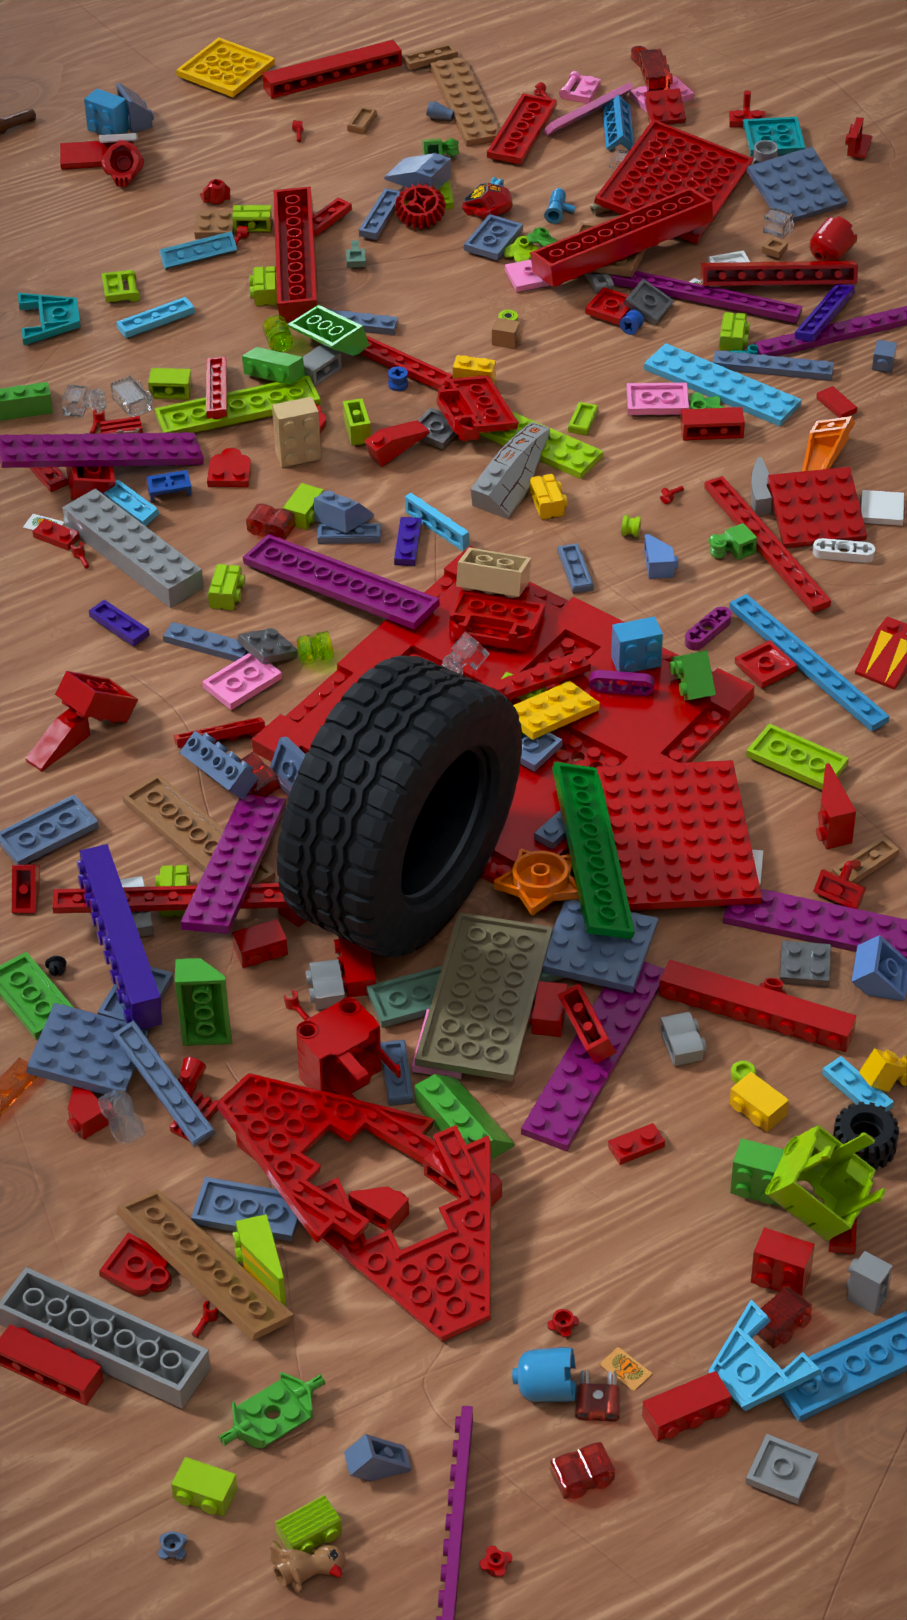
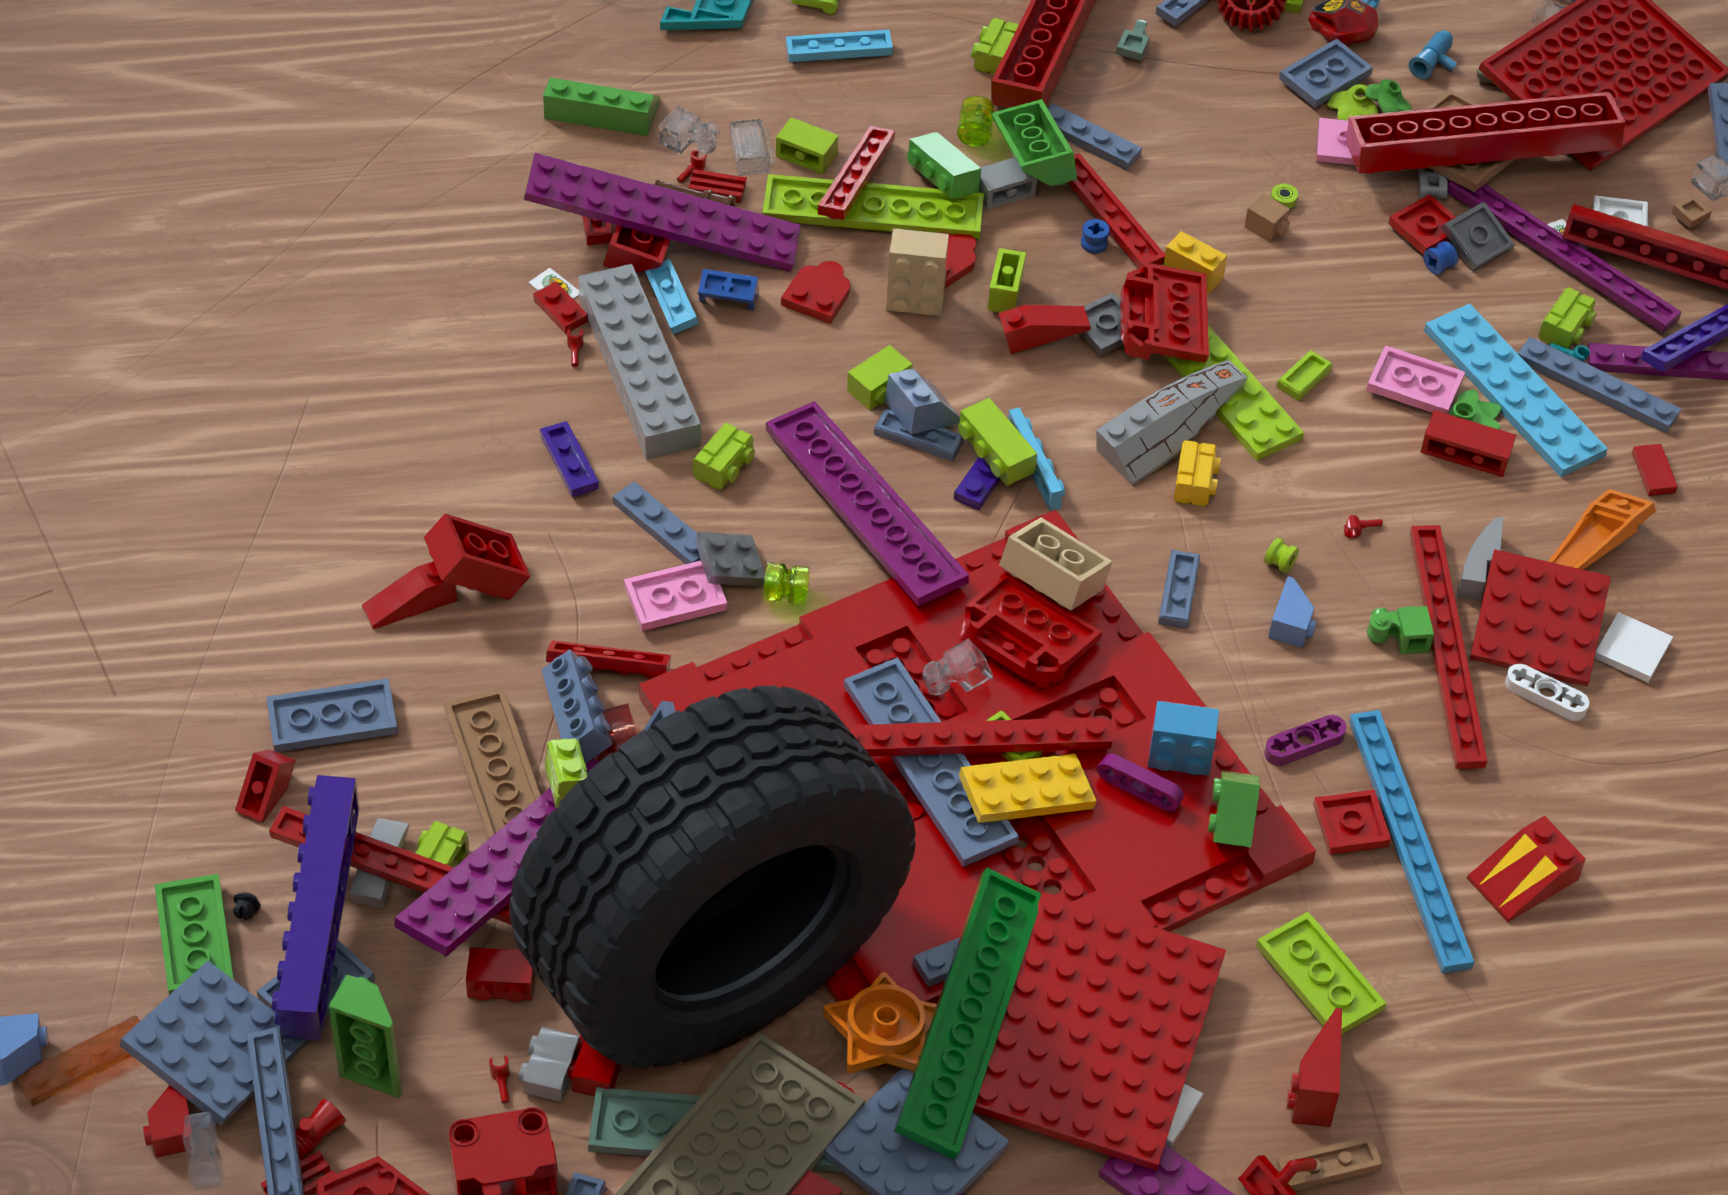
camera: 20 degrees right, 5 degrees up
(240, 803) = (564, 766): none -> lime brick
(272, 521) = (826, 385): clear red brick -> none
(409, 516) = (997, 441): none -> lime brick

